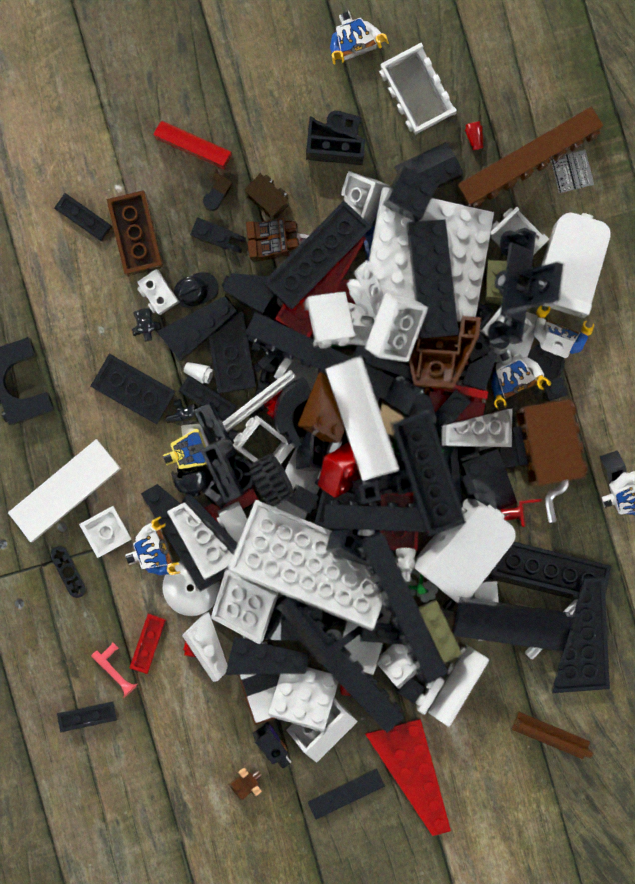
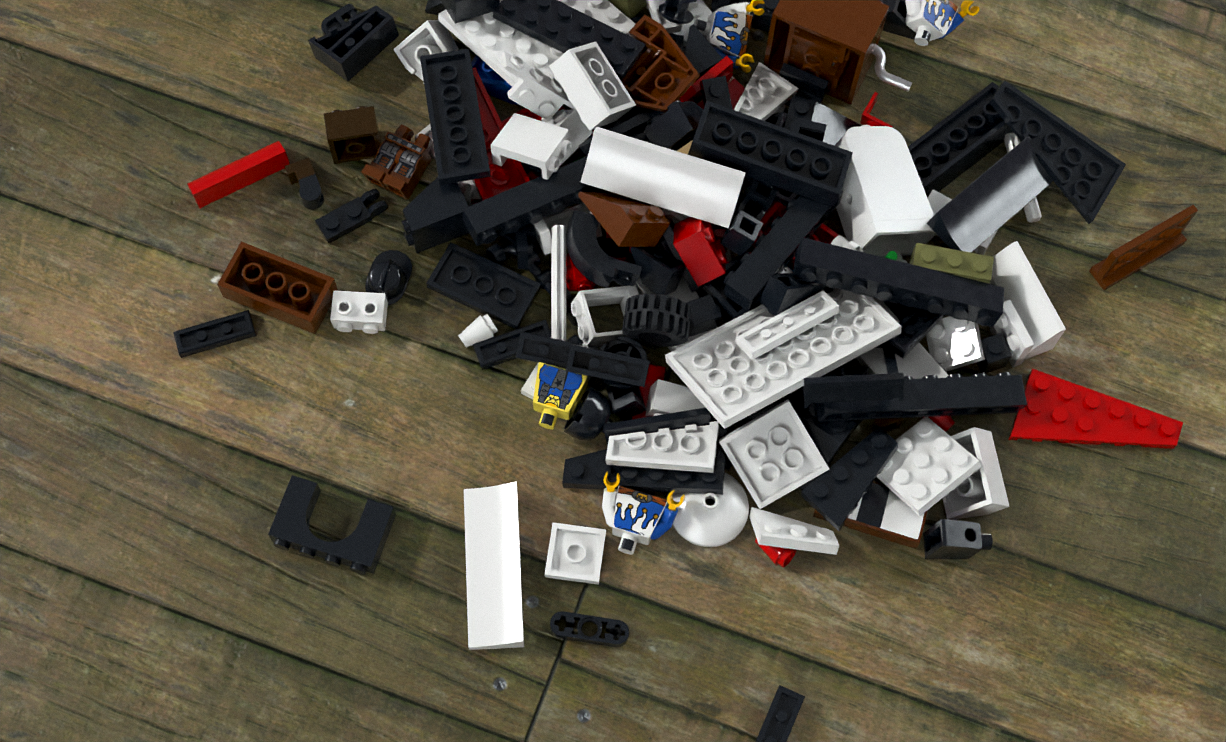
camera: 60 degrees left, 20 degrees down
(102, 658) = (720, 665): coral piece -> none
(133, 389) = (440, 411): black plate -> none
(145, 324) = (380, 348): black piece -> none
(147, 643) = (738, 600): red tile -> none
(183, 415) = (512, 379): black piece -> none
(197, 327) = (428, 303): black wing -> none
(245, 784) = (982, 604): reddish brown piece -> none
(325, 560) = (787, 324): none -> white plate
(346, 793) = (1066, 505): black tile -> none

